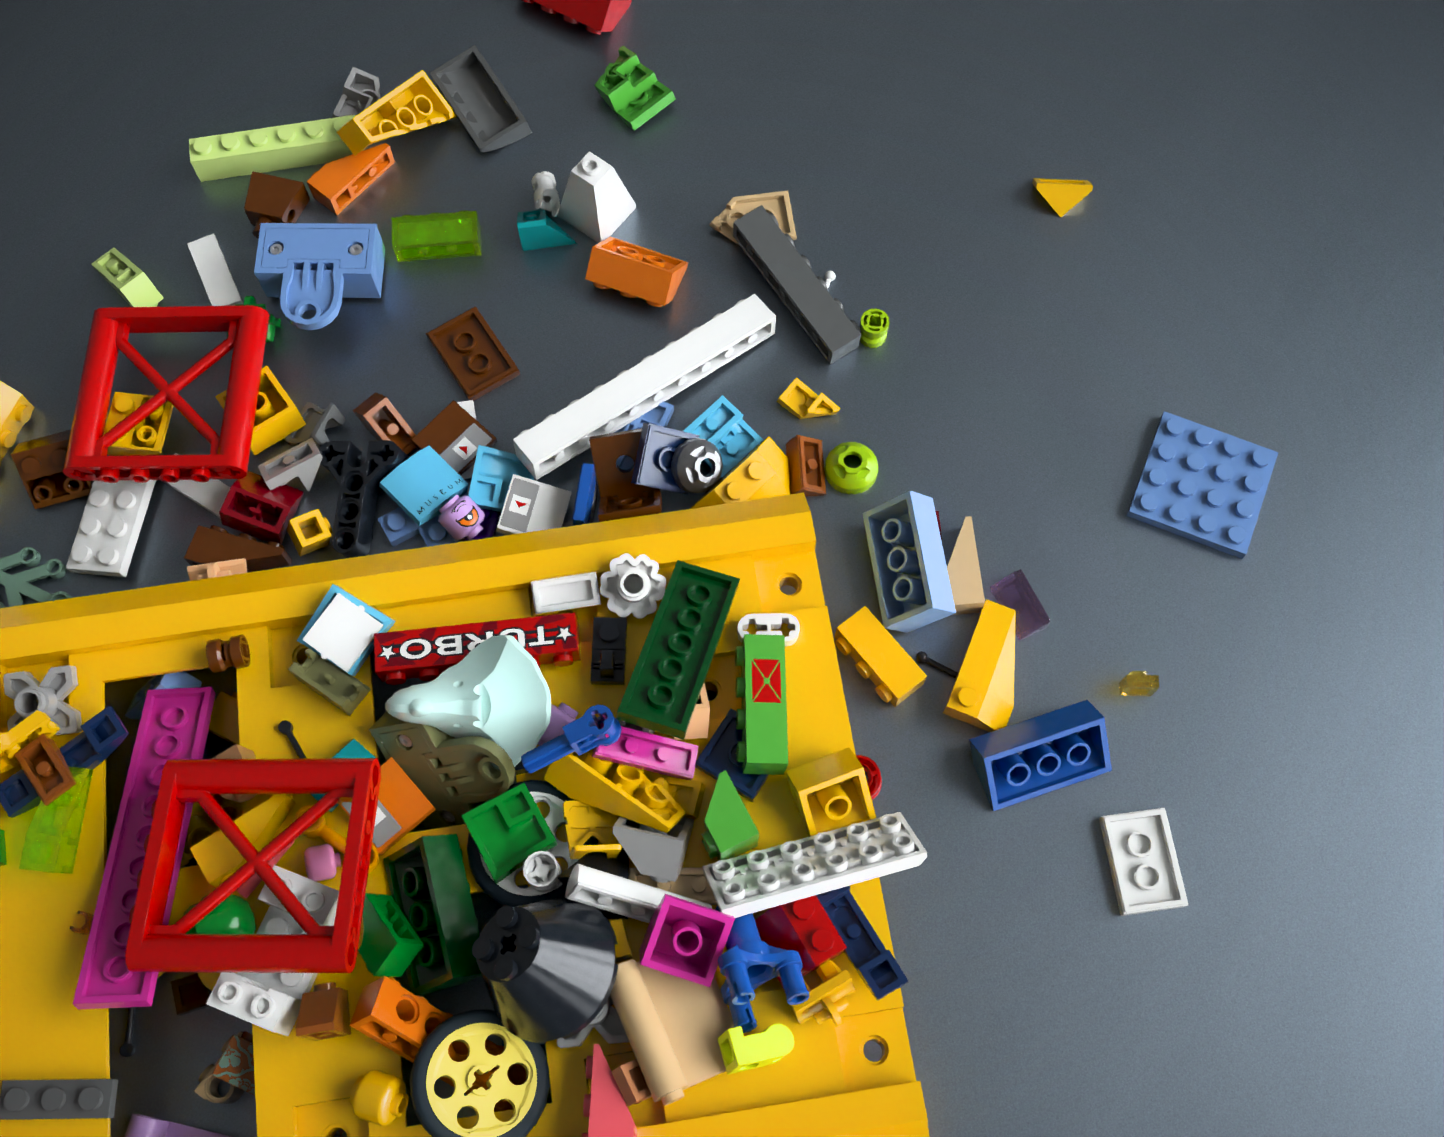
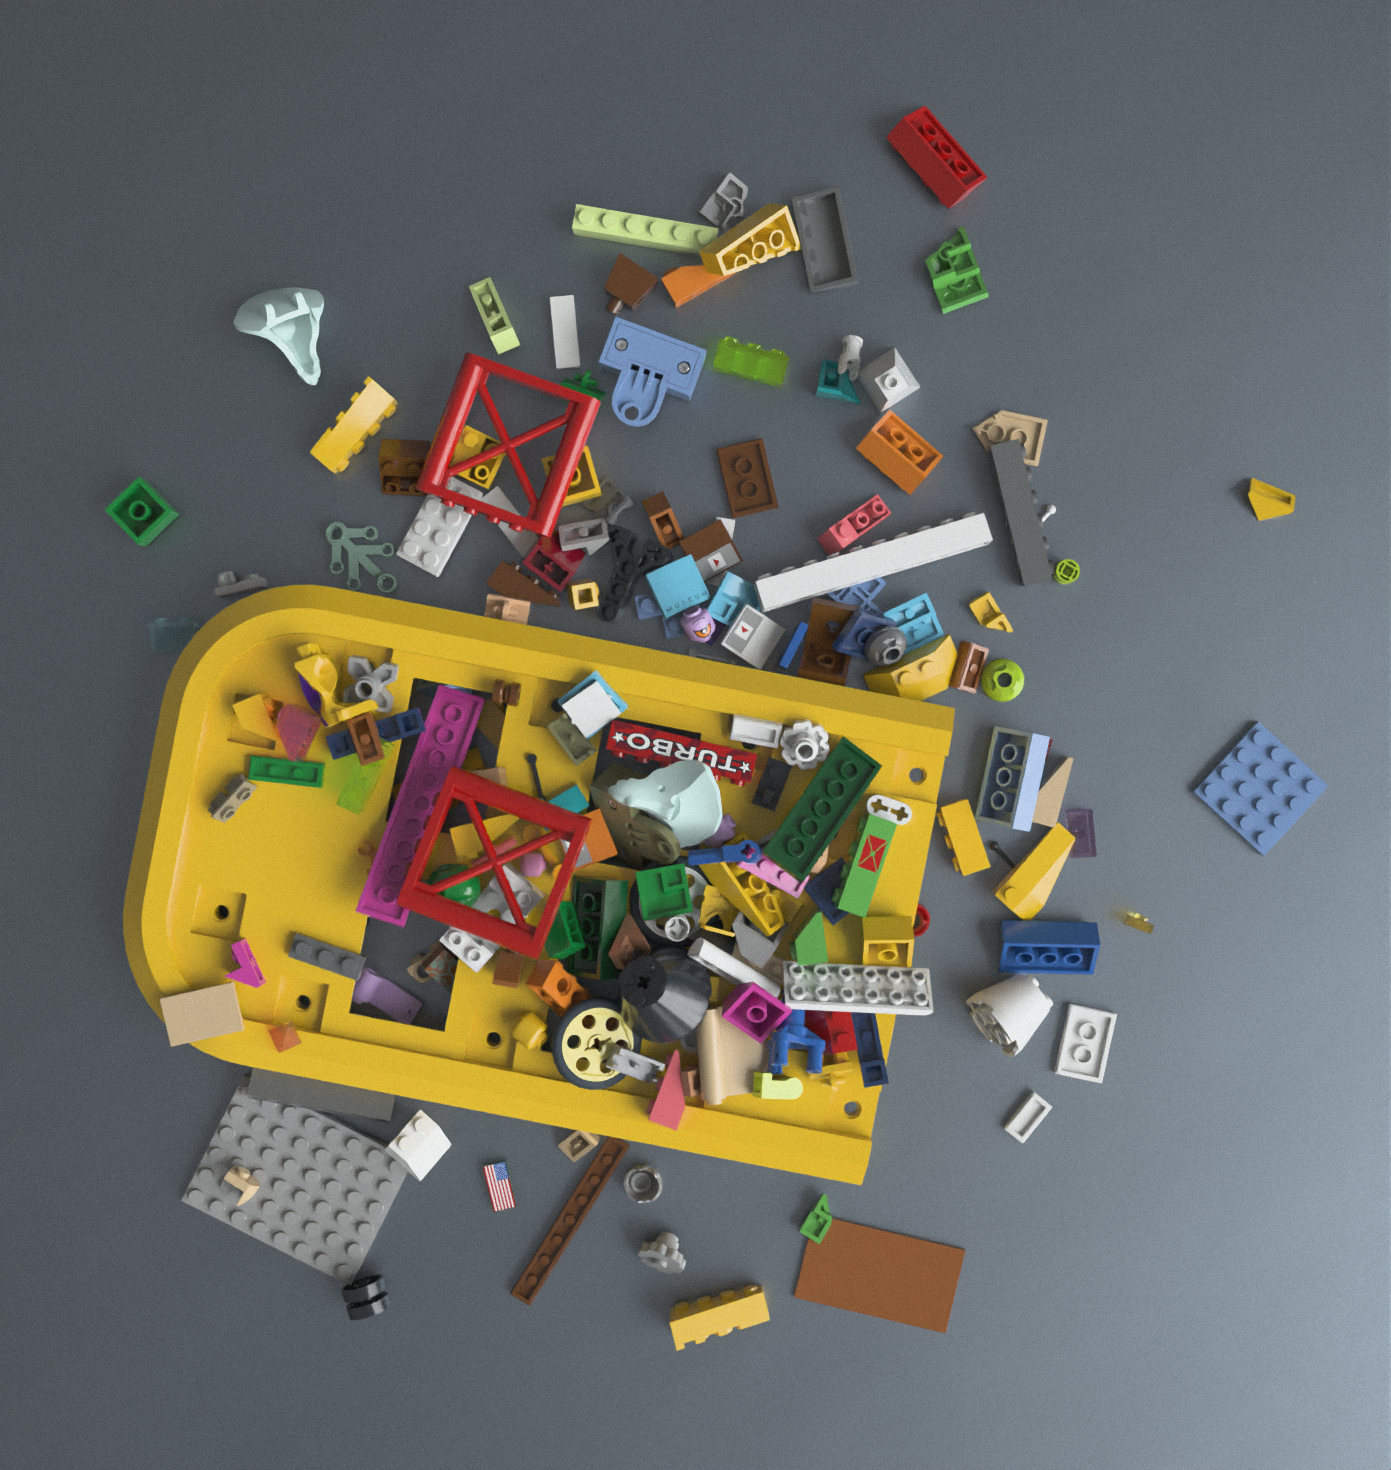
camera: 25 degrees right, 20 degrees up
(476, 910) = (626, 941): none -> nougat slope
(543, 1090) = (634, 1064): none -> light grey hinge
(611, 358) = (854, 525): none -> coral slope
(1028, 850) = (1010, 1012): none -> white cone
(1114, 989) = (1027, 1117): none -> white tile

